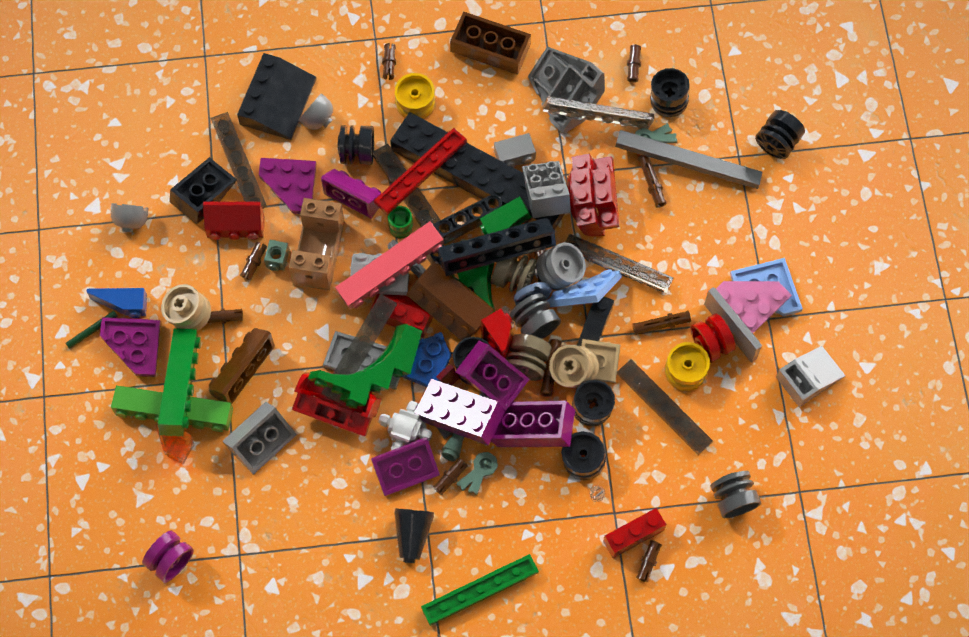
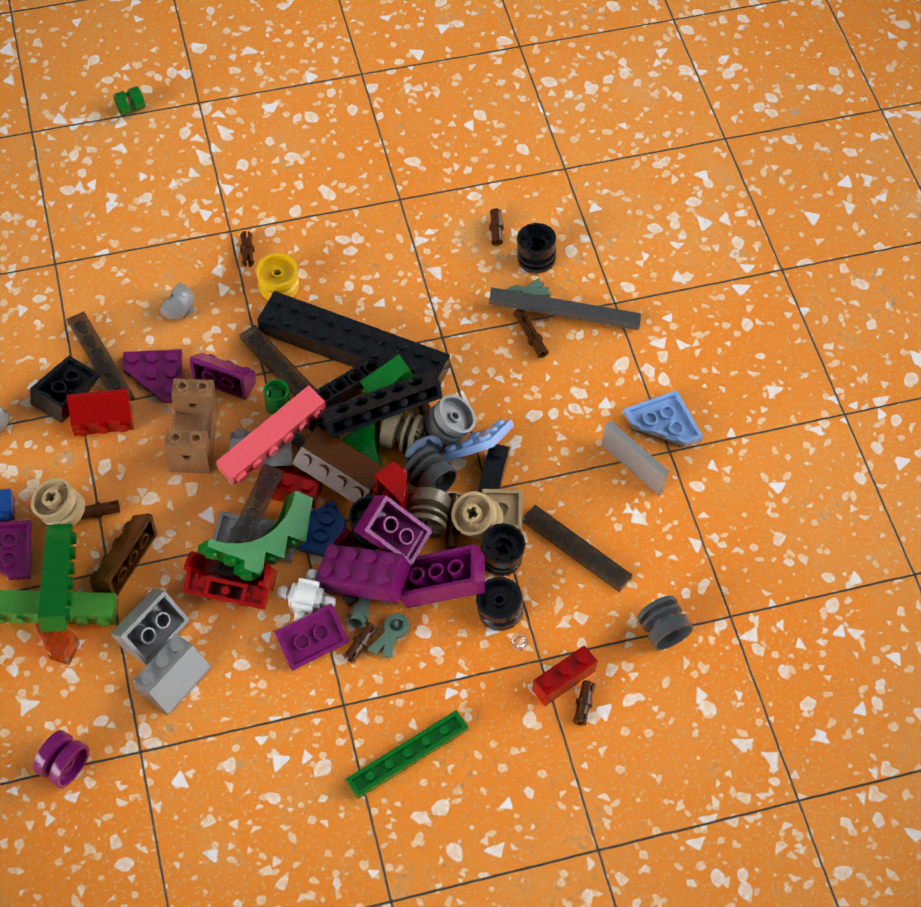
camera: 10 degrees left, 10 degrees down
(253, 260) = (125, 452): reddish brown pin -> none
(274, 486) = (171, 674): none -> light grey slope
(276, 97) = (133, 293): black slope -> none
(276, 248) = (150, 436): sand green brick -> none
(356, 144) = (222, 327): black wheel -> none
(412, 532) = (326, 702): black cone -> none
(420, 171) = (292, 344): red tile -> none
(490, 42) = (348, 220): reddish brown brick -> none
(515, 150) = (388, 317): light grey brick -> none
(546, 189) = (425, 347): light grey slope -> none
(566, 78) = (432, 252): light grey wedge -> none
(591, 187) = (468, 343): piece -> none
(598, 112) = (467, 272): clear smoke plate -> none
(627, 267) = (519, 417): clear smoke plate -> none
(662, 322) = (568, 463): reddish brown pin -> none
(687, 366) = (594, 503): yellow wheel -> none
(713, 336) = (616, 472): red wheel -> none
(754, 300) = (654, 431): bright pink plate -> none
(780, 134) = (653, 275): black wheel -> none
(809, 375) = (720, 500): light grey slope -> none

